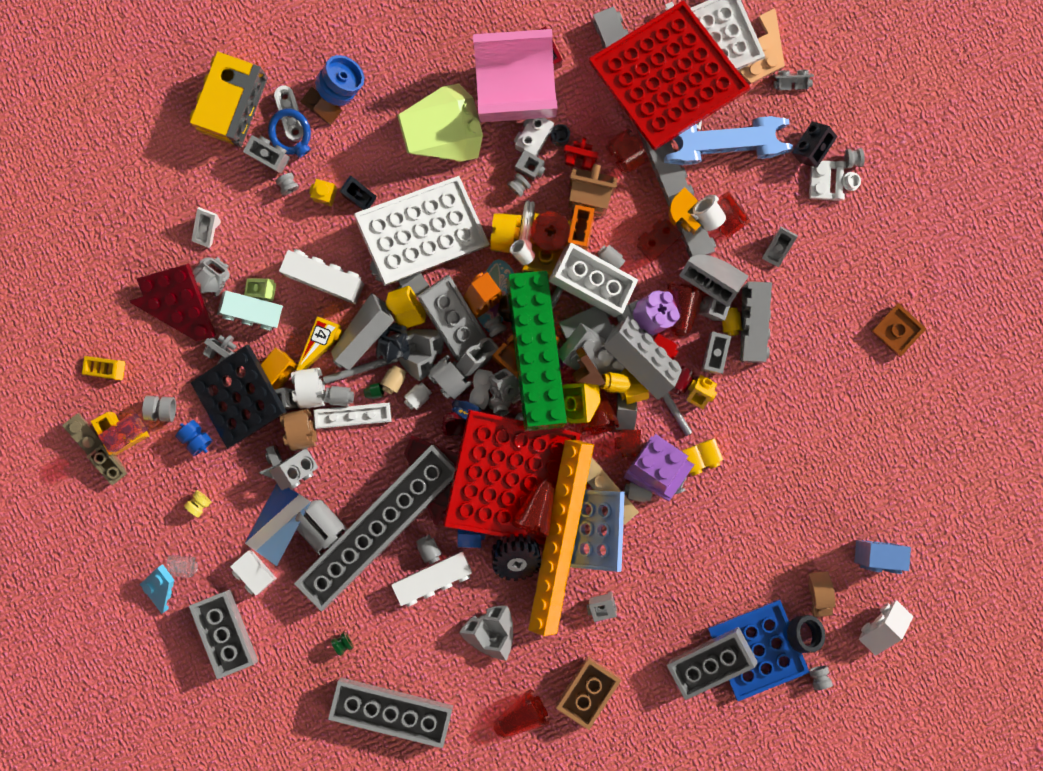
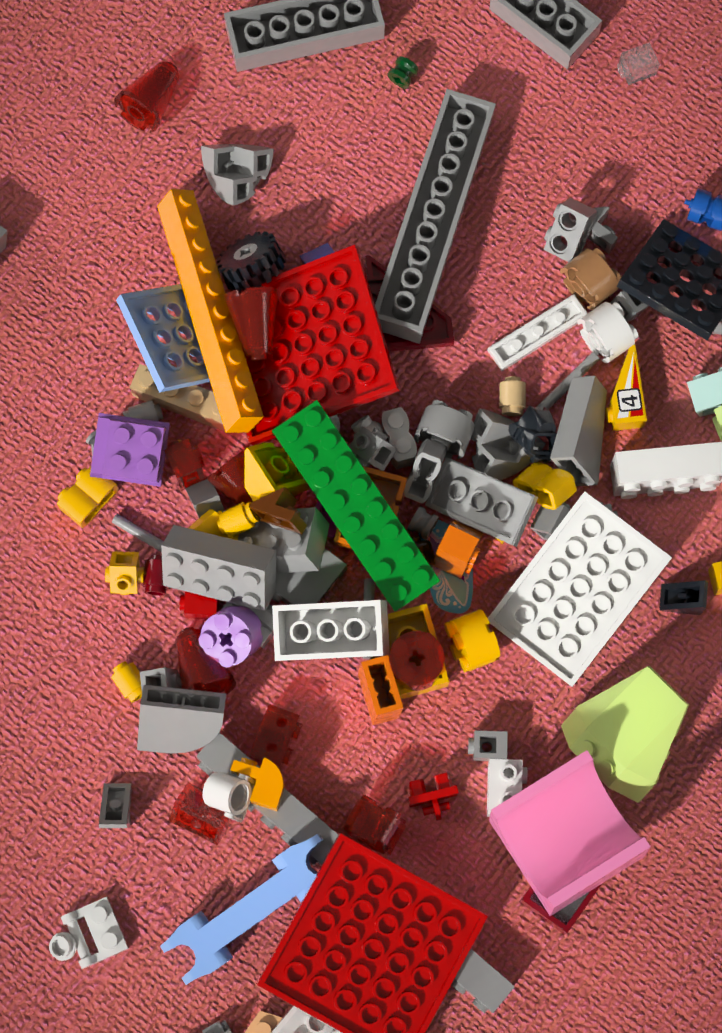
camera: 150 degrees right, 10 degrees down
(158, 587) = (649, 27): medium azure wing -> none
(197, 503) = (661, 139): light yellow wheel -> none
(252, 573) = (551, 97): white brick -> none
(277, 523) = (553, 160): sticker -> none
(278, 367) = (658, 337): light orange brick -> none
(319, 526) = (503, 183): light grey cylinder -> none
(339, 396) = (566, 344): light grey brick -> none
(374, 391) = (528, 371): dark green hose -> none
(417, 396) = (472, 392): white brick -> none
(428, 549) = (360, 224): light grey brick -> none
(432, 578) = (338, 194): white brick -> none
(455, 420) = (410, 383): piece -> none
(519, 185) = (489, 714): light grey wheel -> none
(522, 248) = (440, 622): white axle -> none
(558, 132) = (475, 803): black wheel -> none
(588, 692) = (85, 158): medium nougat brick -> none
(591, 189) = (394, 752): medium nougat piece -> none
(599, 611) = (117, 262): light grey brick -> none
(611, 256) = (324, 682): light grey brick -> none
(716, 353) = (130, 628): light grey brick -> none
(755, 322) = (99, 694): light grey wedge -> none
(814, 144) = (135, 966): black brick -> none
(854, 158) = (73, 979): light grey wheel -> none

